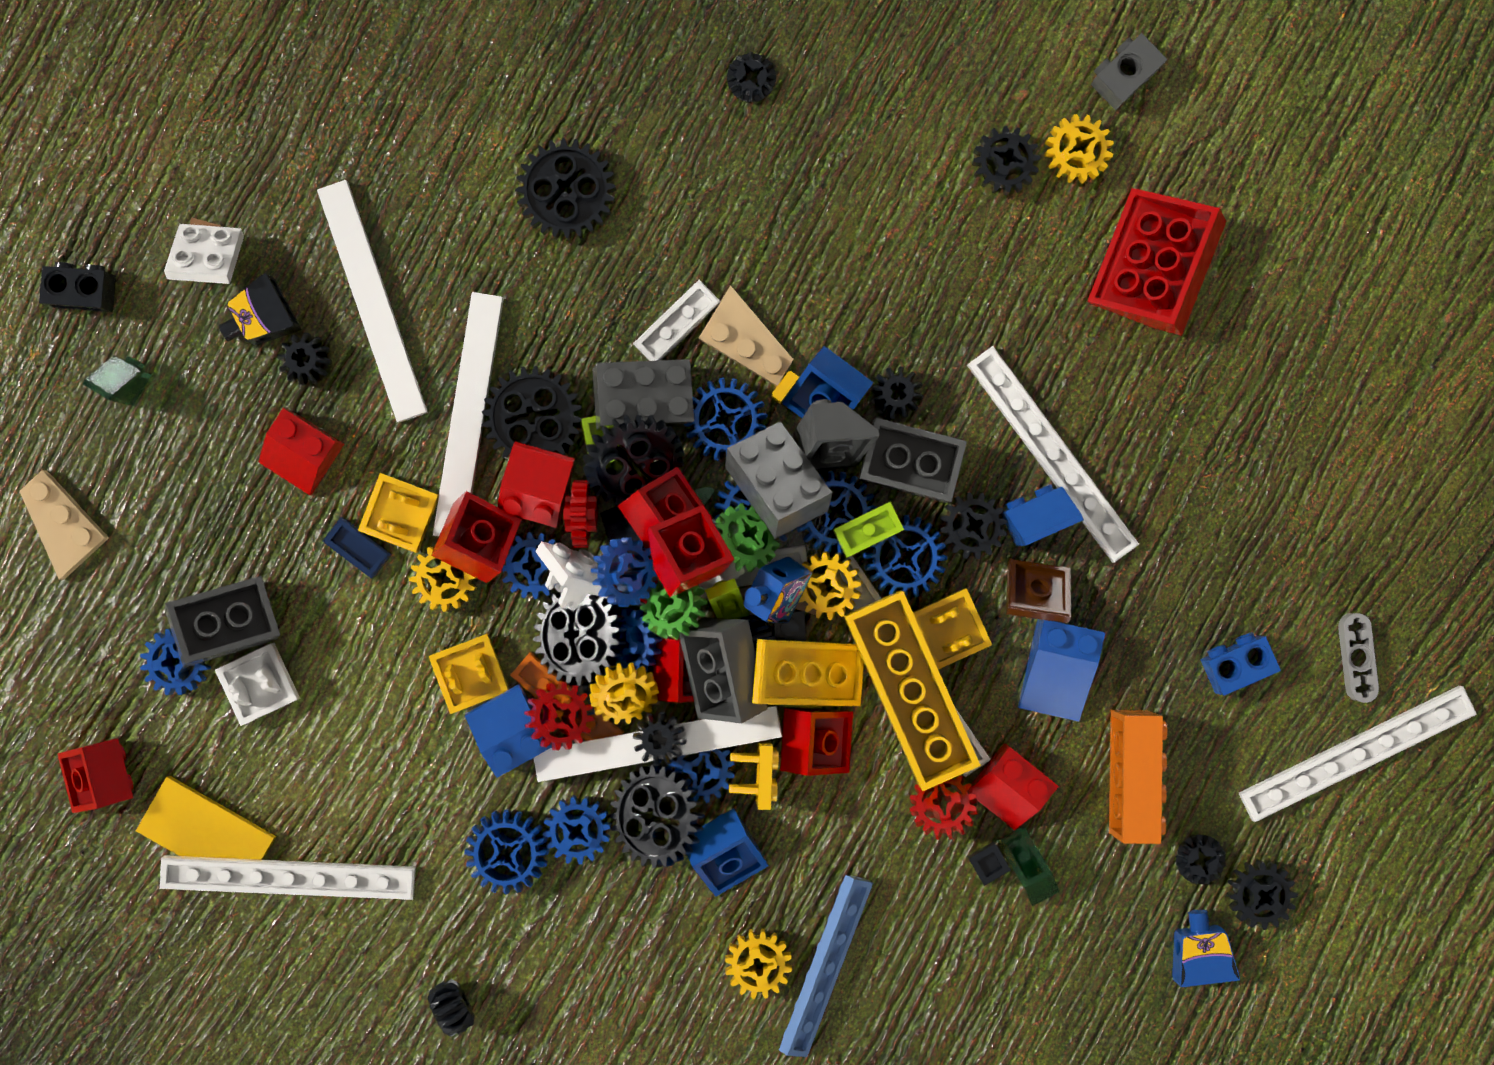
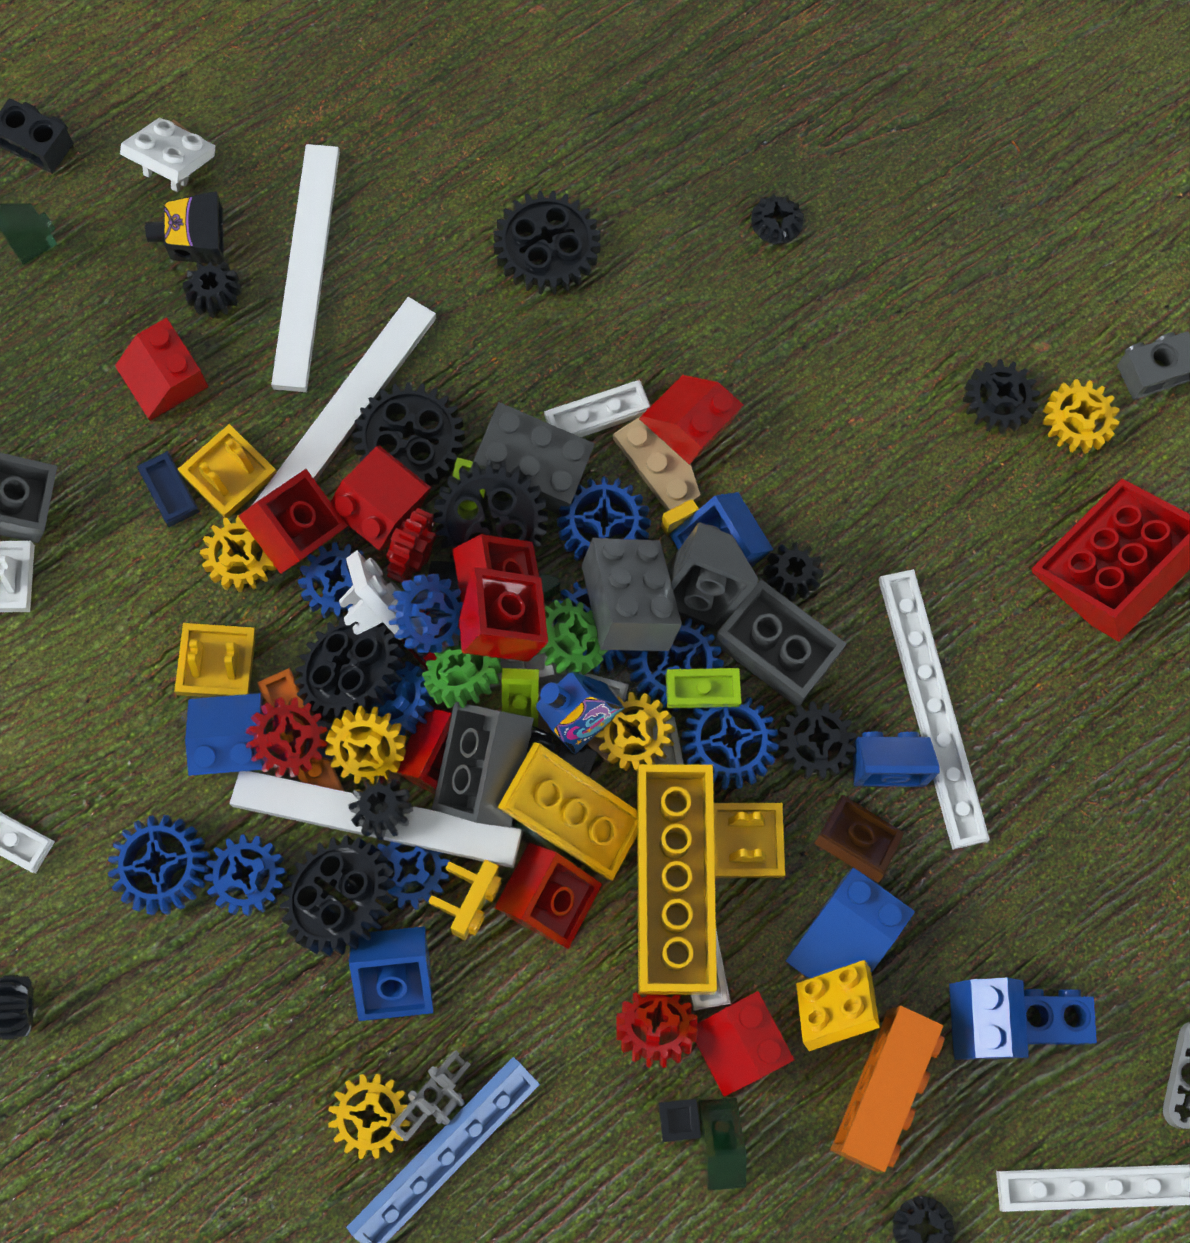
camera: 20 degrees right, 15 degrees down
(756, 295) = (691, 415): none -> red slope
(798, 940) = (447, 1082): none -> light grey piece
(1074, 730) = (837, 1005): none -> yellow plate
(1193, 689) = (988, 1019): none -> blue slope

